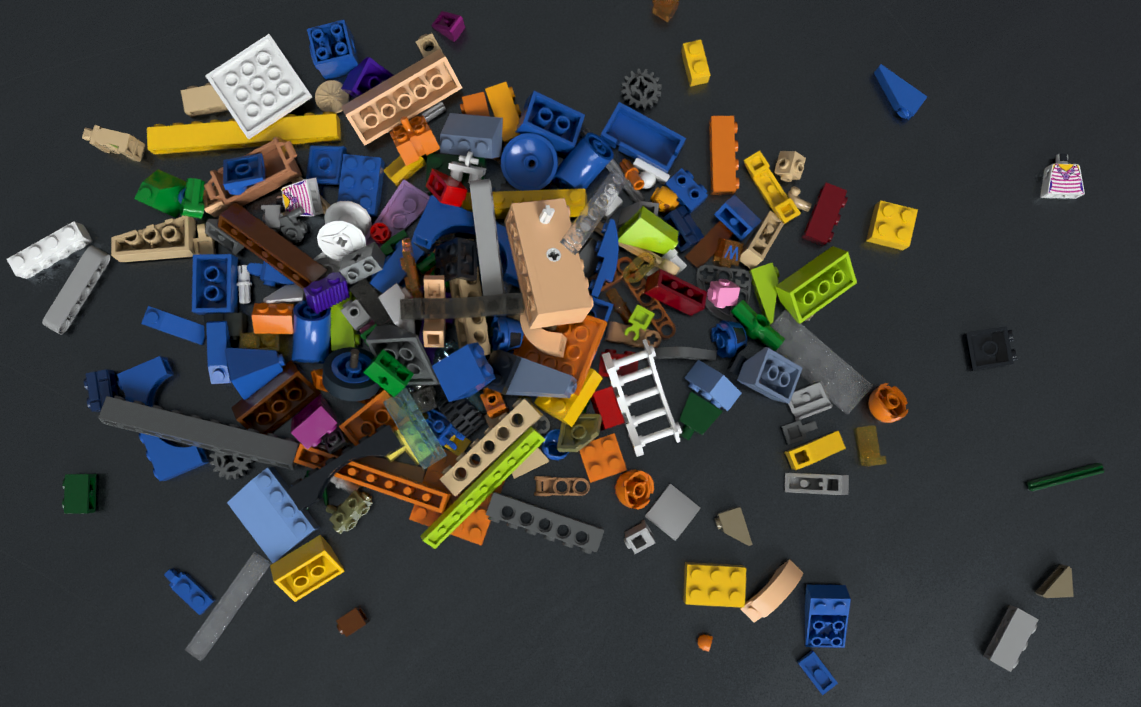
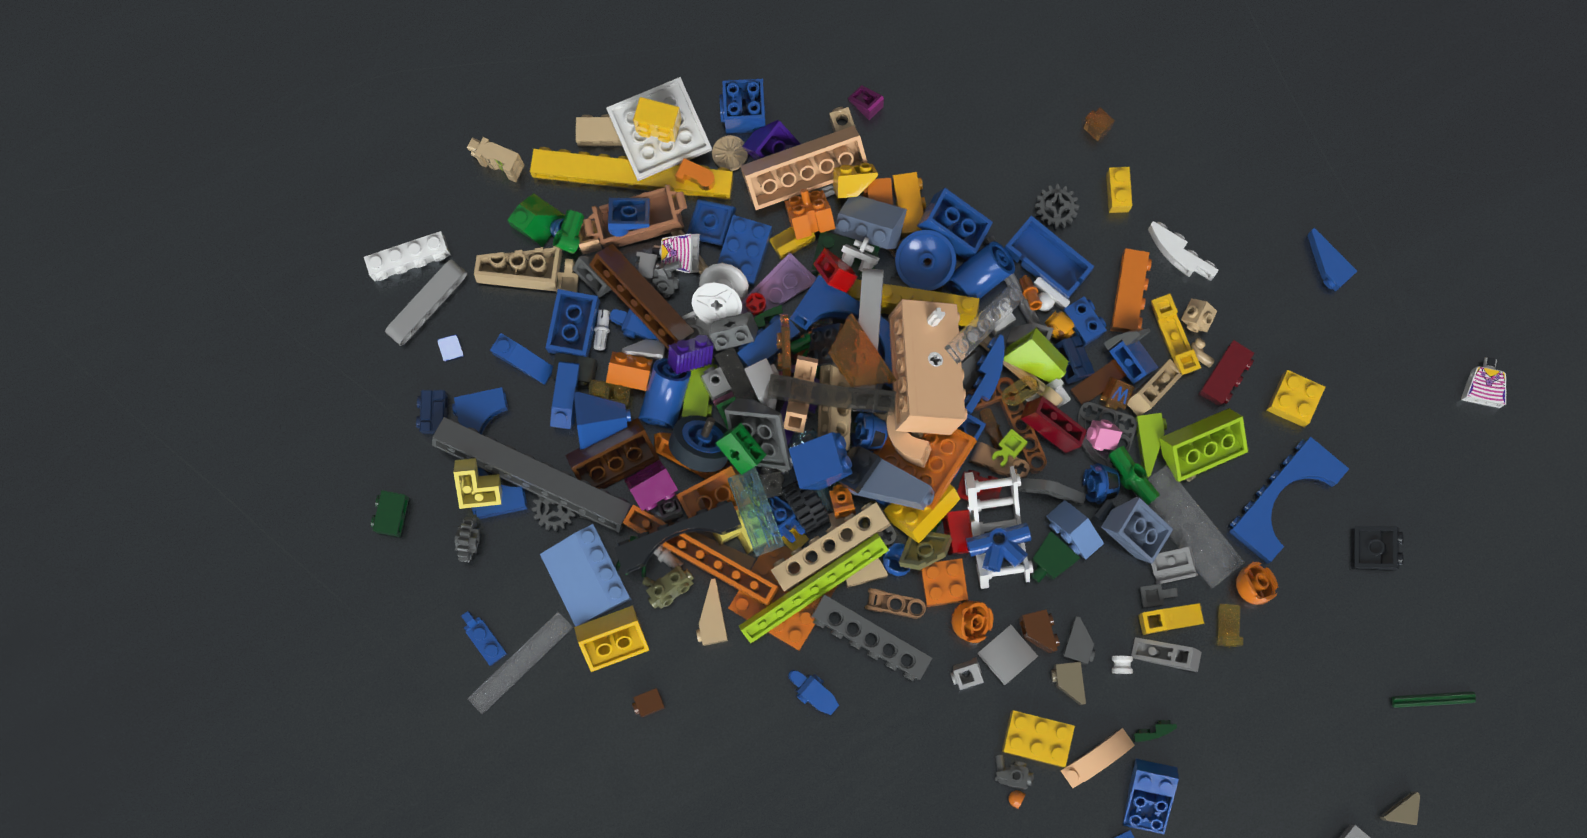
camera: 10 degrees right, 5 degrees down
(107, 327) = (450, 347): none -> slope
(148, 458) = (475, 489): none -> light yellow brick
(154, 504) = (467, 539): none -> dark grey gear
(251, 77) = (657, 120): none -> yellow brick
(300, 121) = (696, 174): none -> orange leg
(396, 534) = (712, 623): none -> tan slope
(448, 100) = (853, 180): none -> yellow slope
(480, 266) = (858, 357): none -> clear orange wing
(501, 582) = (811, 690): none -> blue hinge
(644, 422) = (996, 552): none -> blue piece
(695, 484) = (1038, 630): none -> reddish brown slope
(700, 623) = (1015, 776): none -> dark grey piece
(729, 198) = (1128, 337): none -> dark grey slope
(735, 490) = (1079, 643): none -> dark grey slope
(754, 108) = (1173, 249): none -> white slope
(778, 501) = (1122, 664): none -> white wheel
(824, 554) = (1159, 730): none -> dark green slope
(876, 348) = (1255, 525): none -> blue arch

